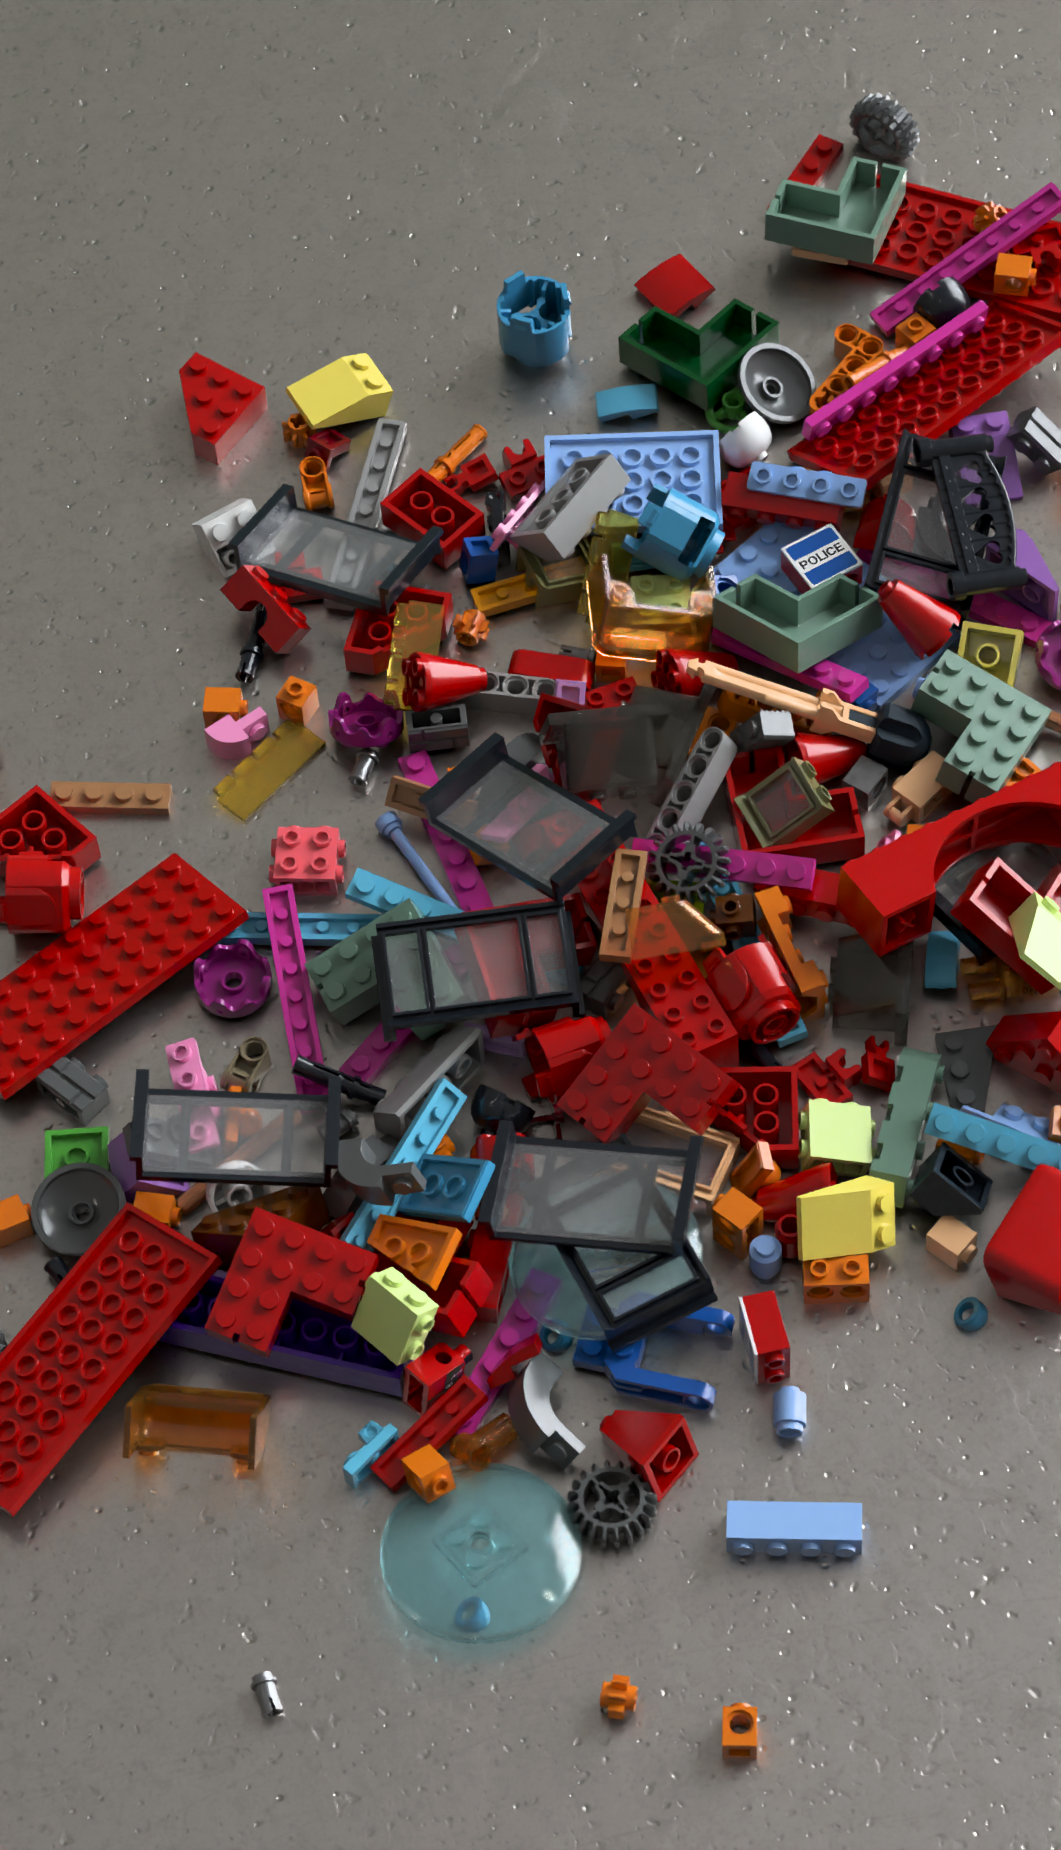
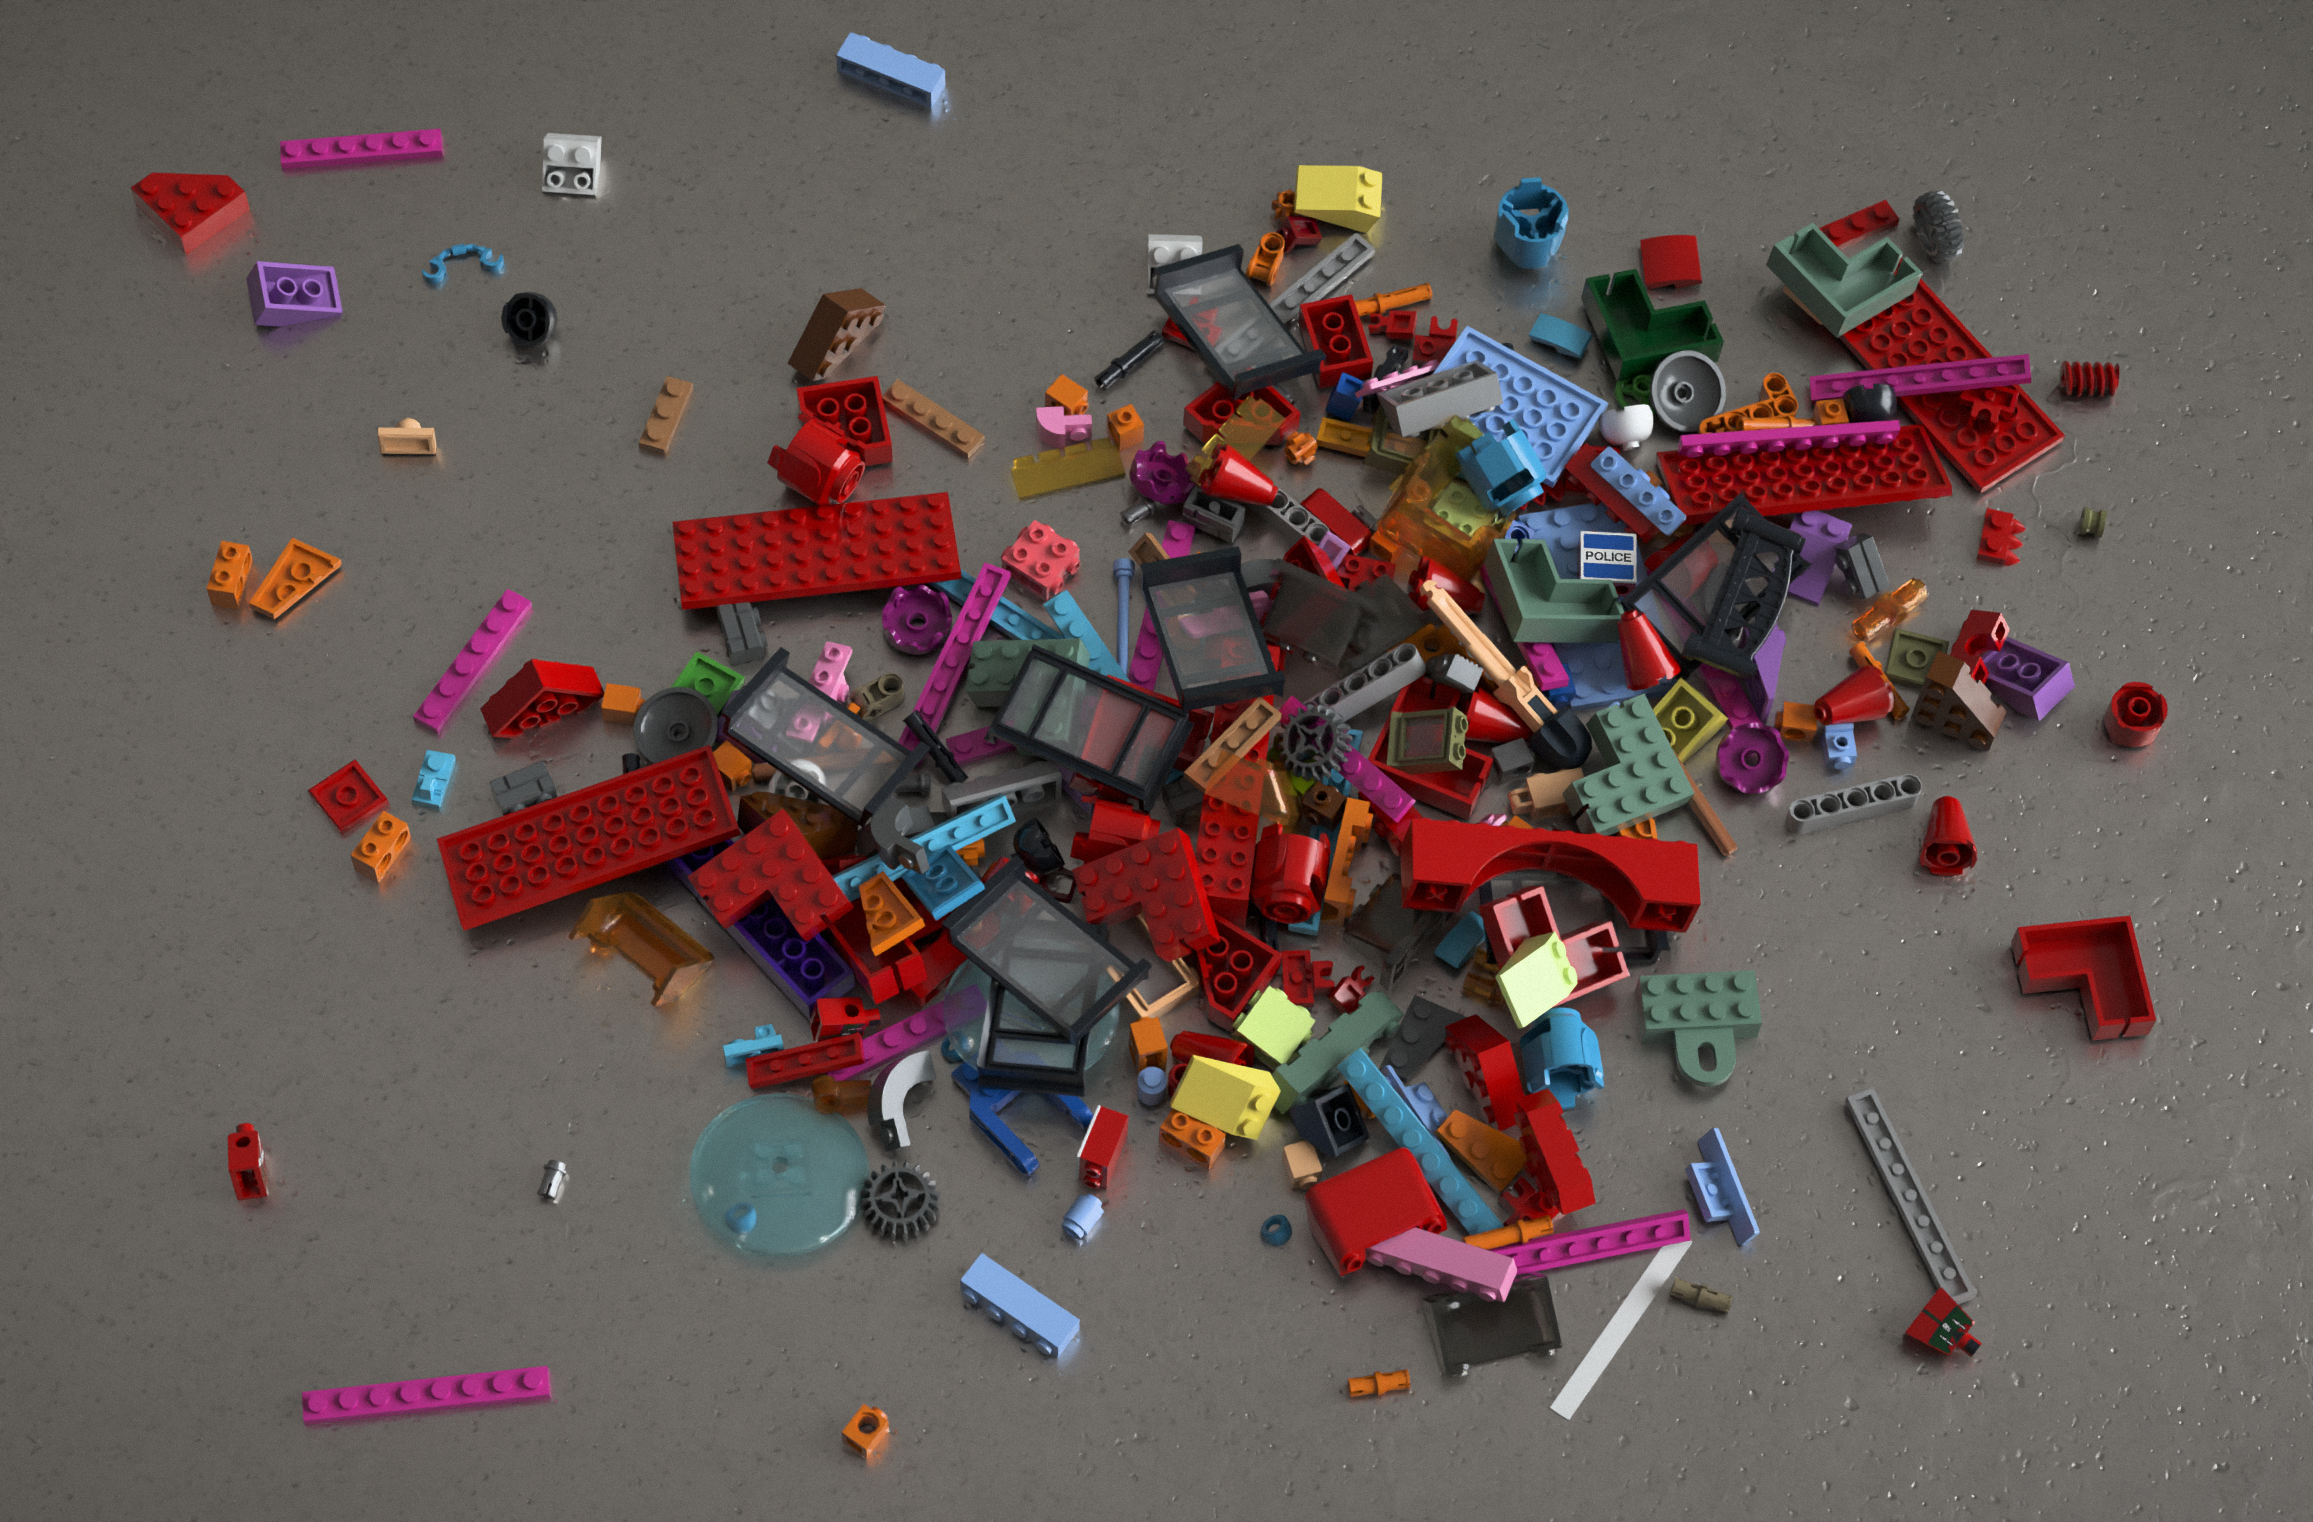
camera: 25 degrees right, 5 degrees up
(219, 406) = (1238, 149): red brick -> none
(284, 624) = (1158, 358): red arch -> none
(394, 1316) = (832, 956): yellowish green brick -> none
(428, 1473) = (780, 1091): orange brick -> none
(506, 1368) = (899, 1048): red slope -> none
(618, 1696) = (797, 1346): orange gear -> none
(653, 1443) = (958, 1177): red slope -> none
(755, 1170) = (1192, 1016): orange tile -> none
(987, 215) = (1962, 351): orange gear -> none
(1014, 275) = (1947, 414): orange brick -> none

